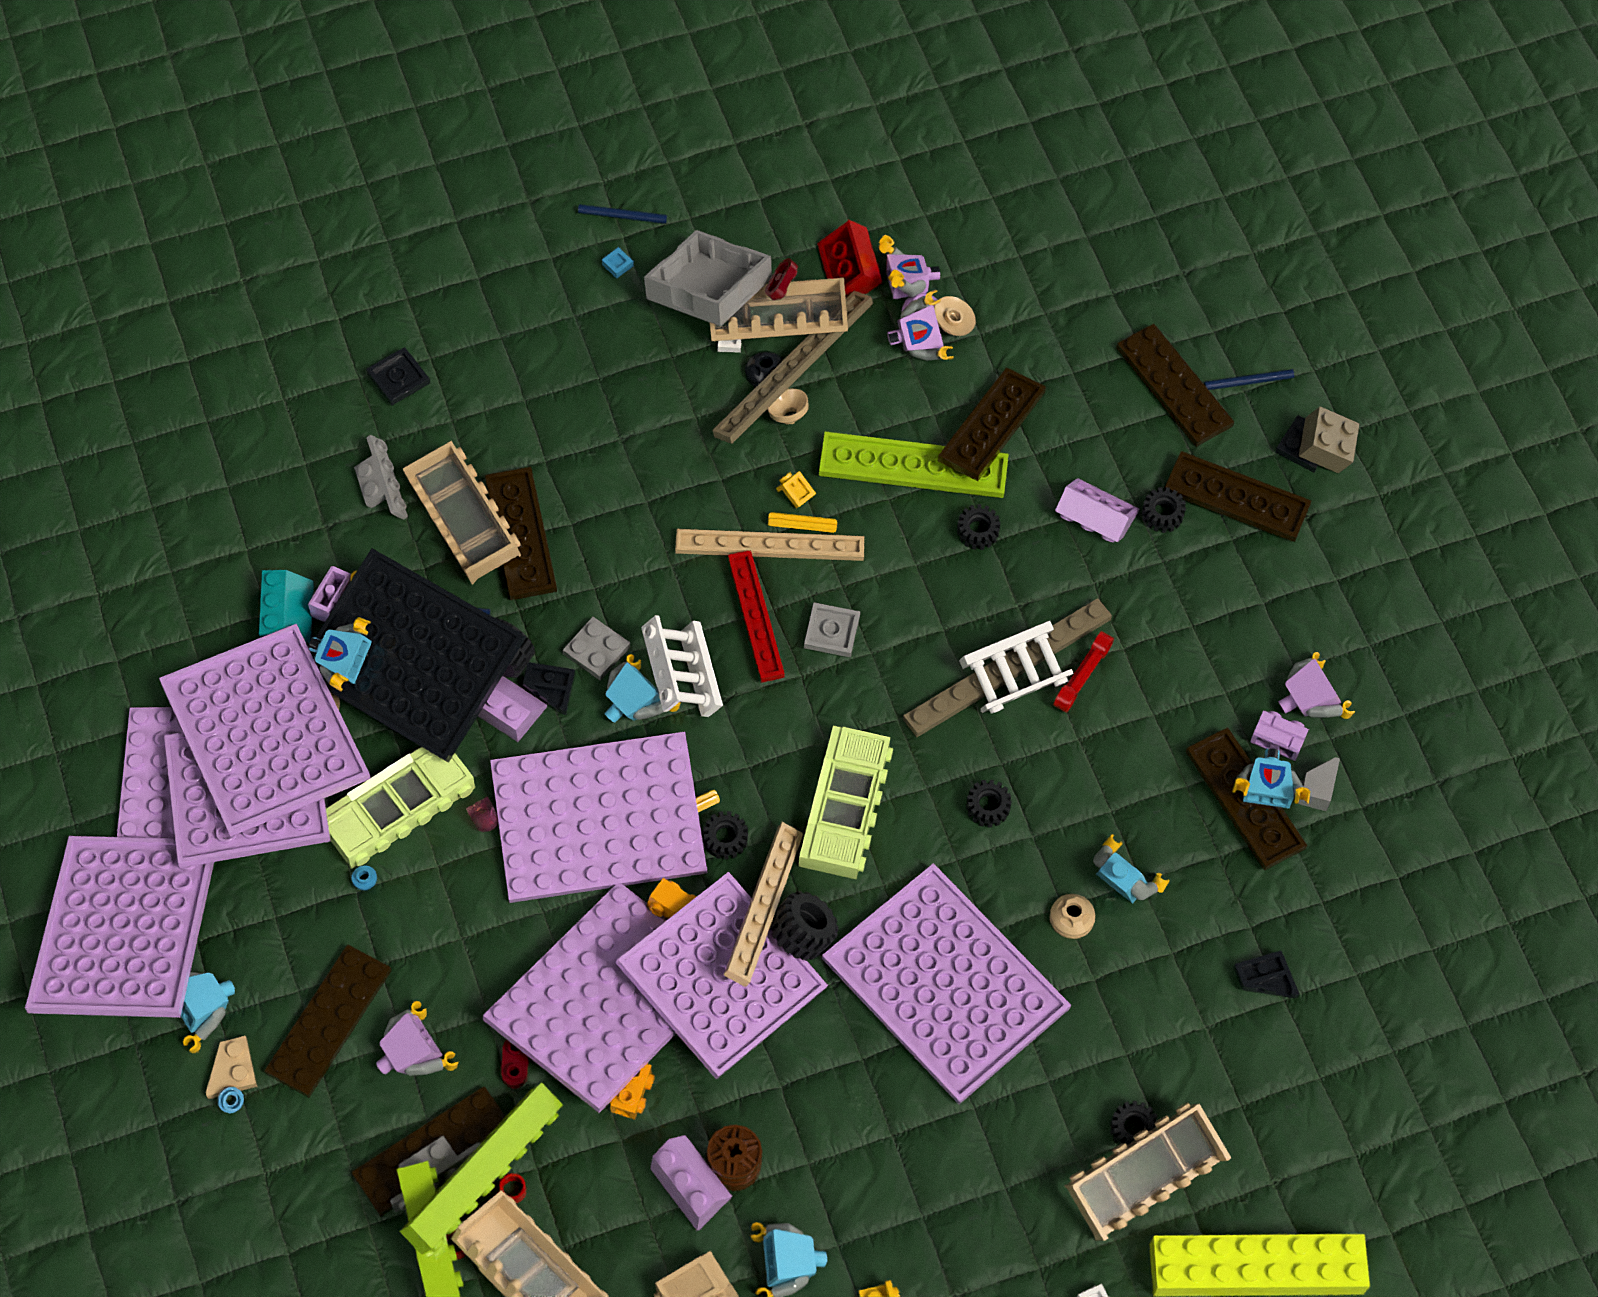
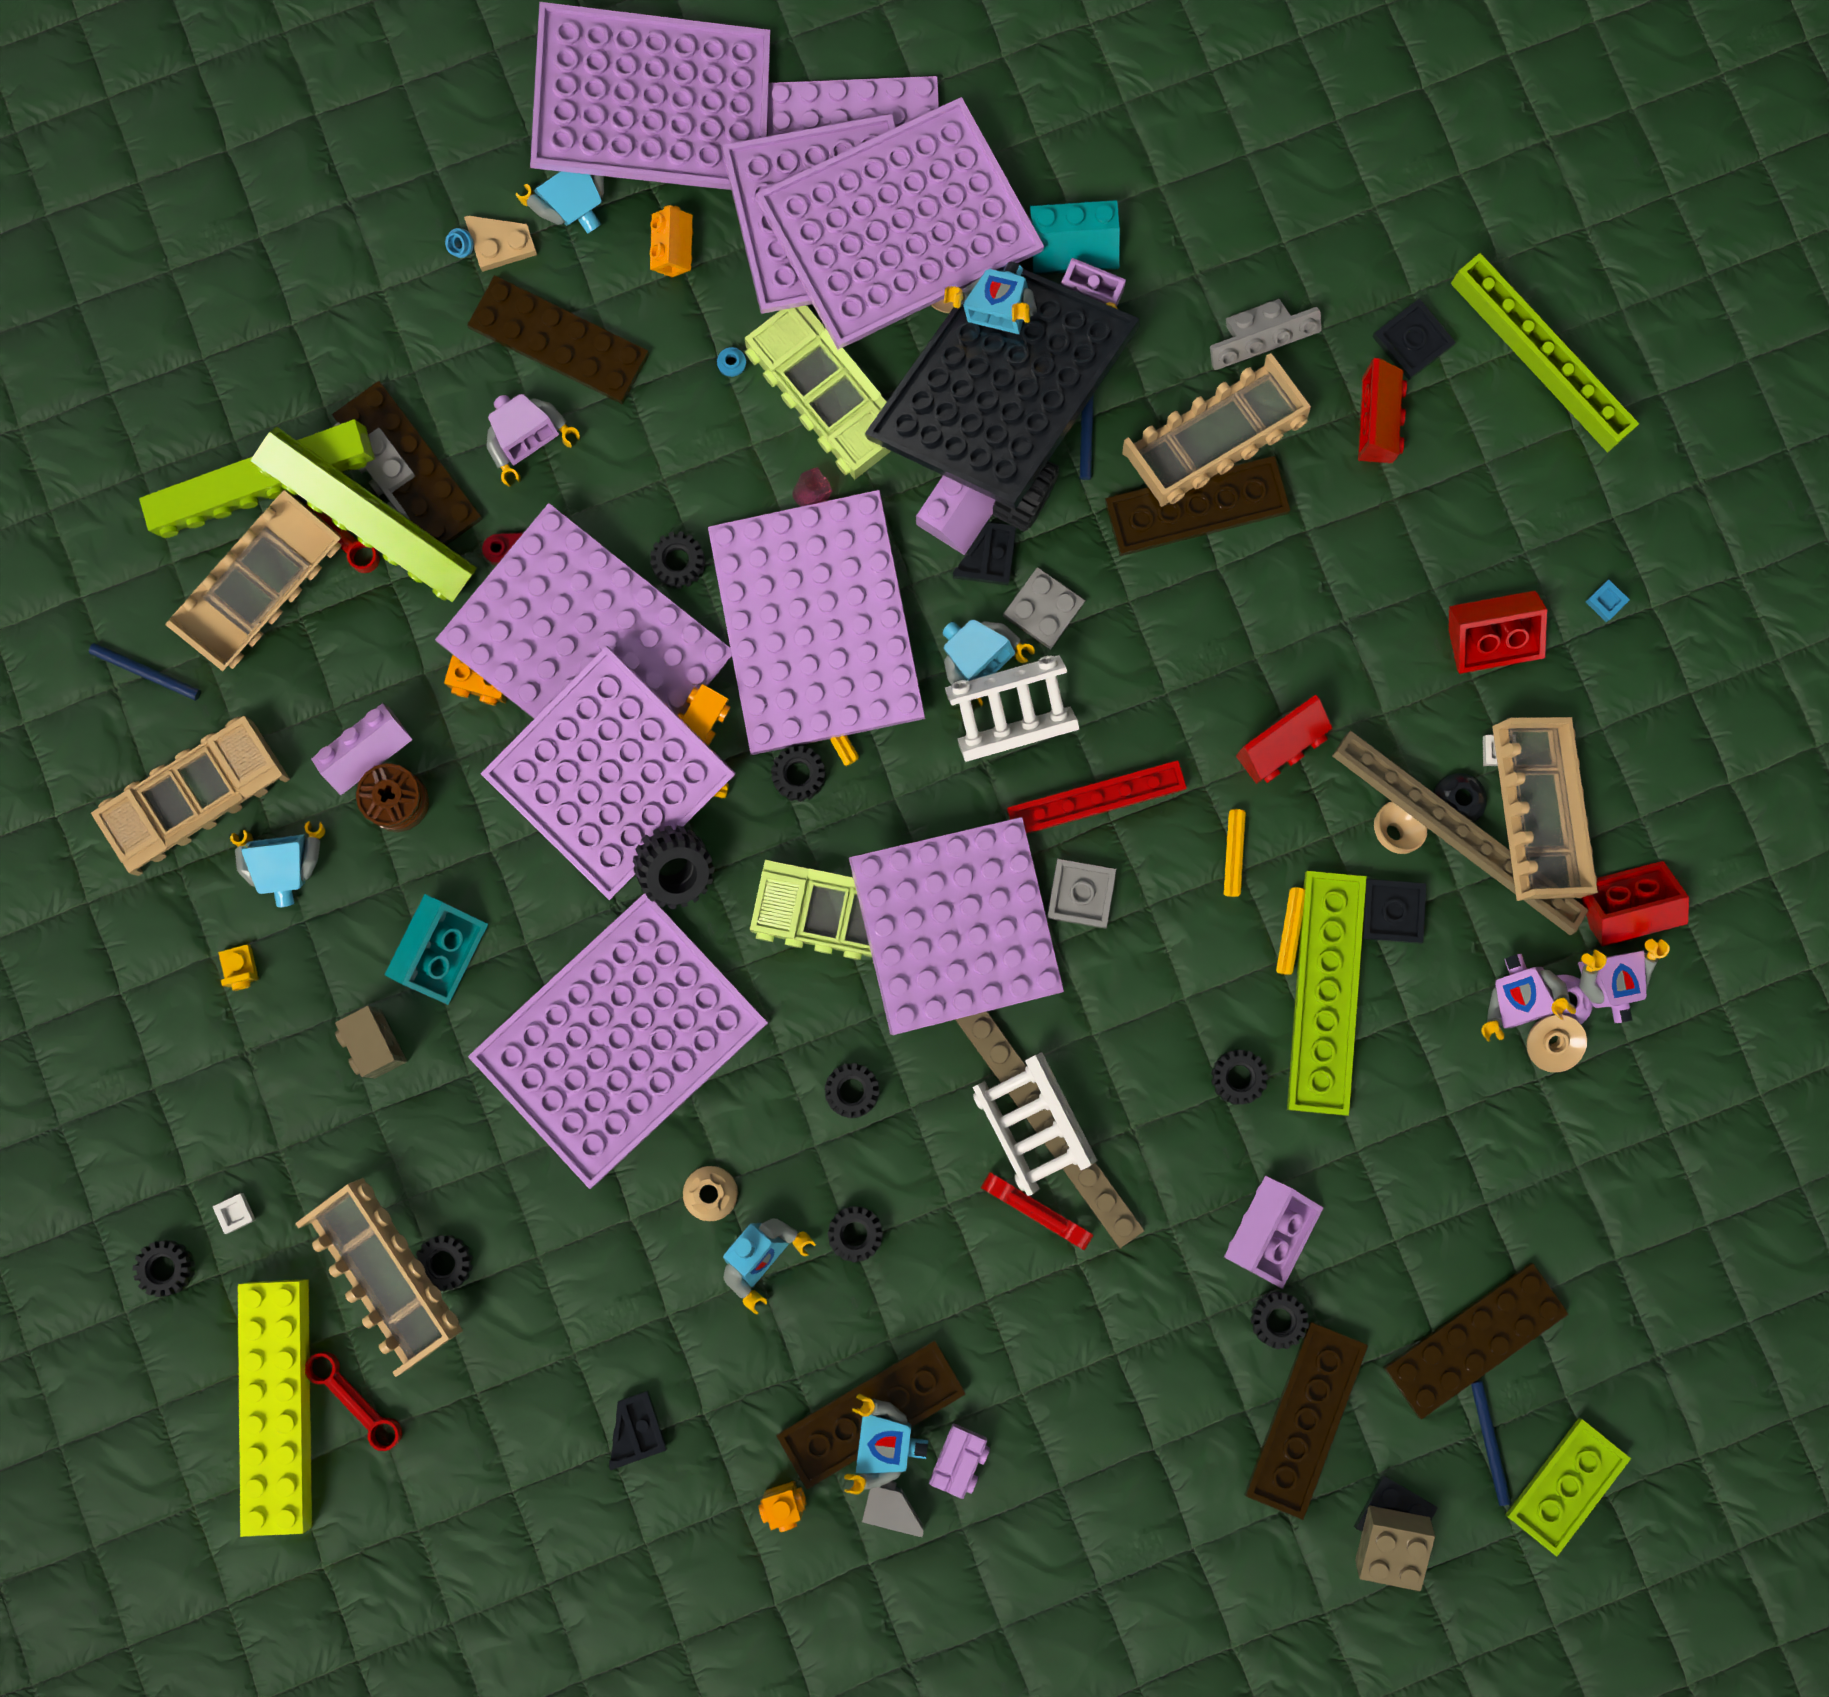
camera: 90 degrees right, 20 degrees up
(252, 919) = (671, 241): none -> light orange brick
(419, 288) = (1544, 352): none -> lime brick
(457, 401) = (1381, 412): none -> red slope
(540, 938) = (665, 547): none -> black tyre
(624, 214) = (1687, 604): dark blue bar -> none
(636, 334) = (1498, 631): none -> red slope
(708, 278) = (1580, 714): light grey tile -> none
(715, 479) = (1285, 741): none -> red slope
(763, 905) = (694, 817): tan plate -> none
(770, 544) = (1201, 814): tan tile -> none
(781, 279) = (1583, 808): dark red plate -> none
(796, 488) = (1280, 842): yellow bracket -> none
(852, 414) = (1394, 911): none -> black plate
(857, 714) = (956, 925): none -> lavender plate
(865, 487) = (1291, 931): none -> yellow axle
(866, 1128) = (436, 949): none -> teal slope
(948, 1176) = (369, 1042): none -> dark tan brick
(991, 424) = (1390, 1093): dark brown plate -> none
(1103, 791) = (874, 1234): none -> black tyre
(1254, 1199) = (353, 1401): none -> red piece
(1278, 332) = (1568, 1487): none -> lime plate
(1313, 691) = (1020, 1506): lavender torso -> none
(1321, 858) = (783, 1506): none -> light orange brick

